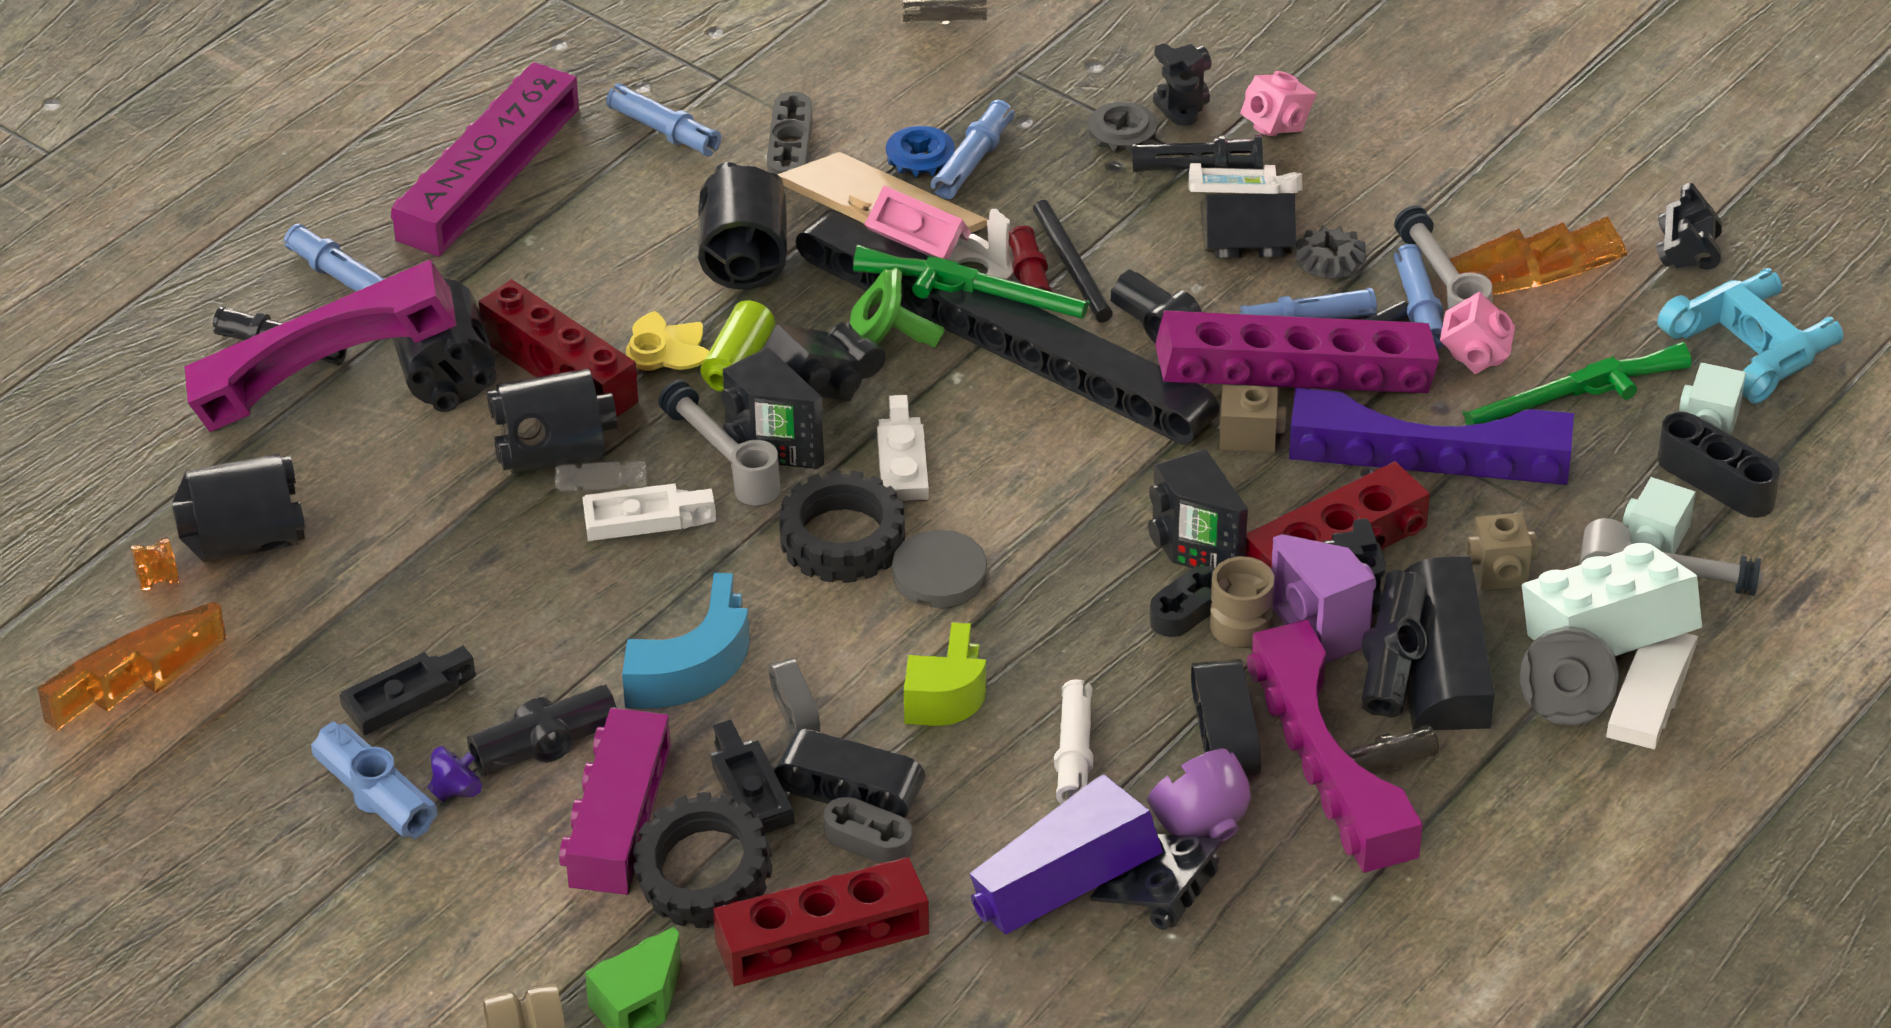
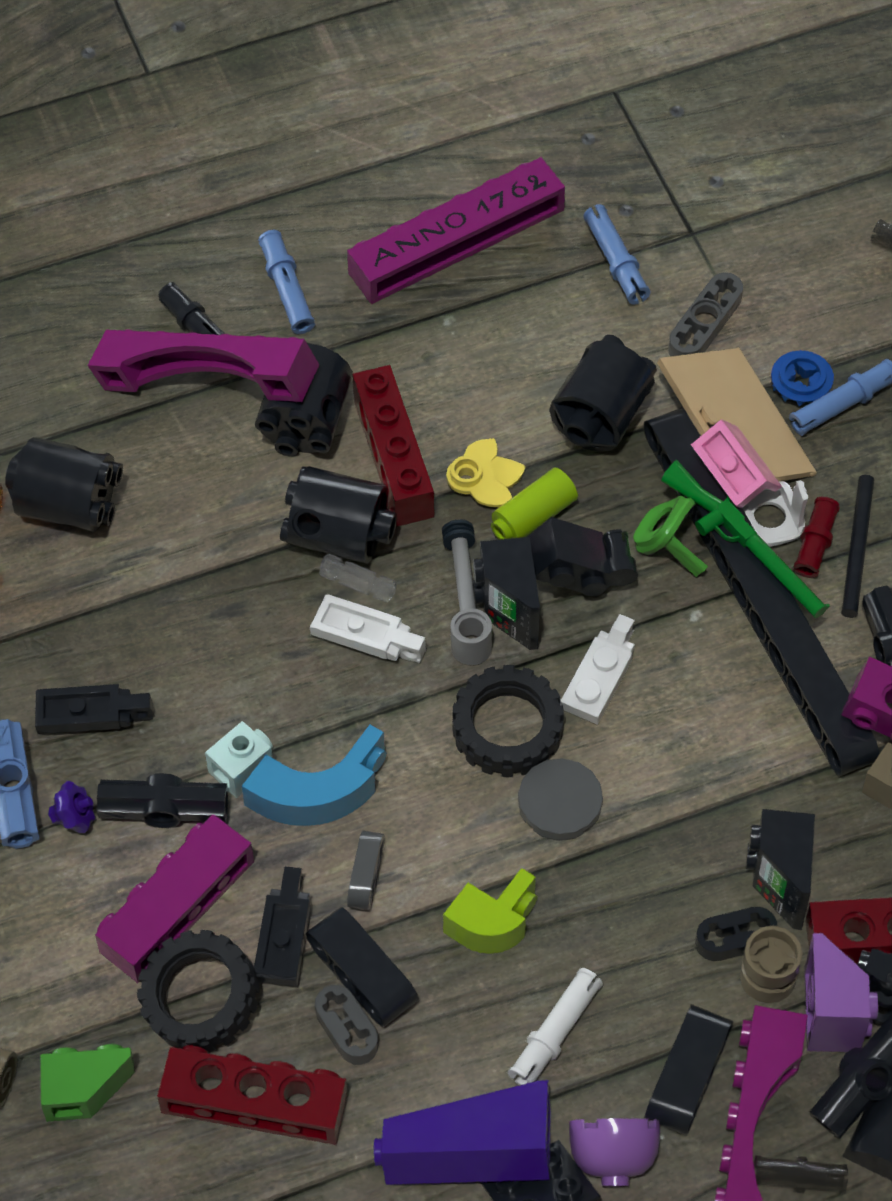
camera: 30 degrees right, 15 degrees up
(595, 659) = (237, 756): none -> light aqua brick

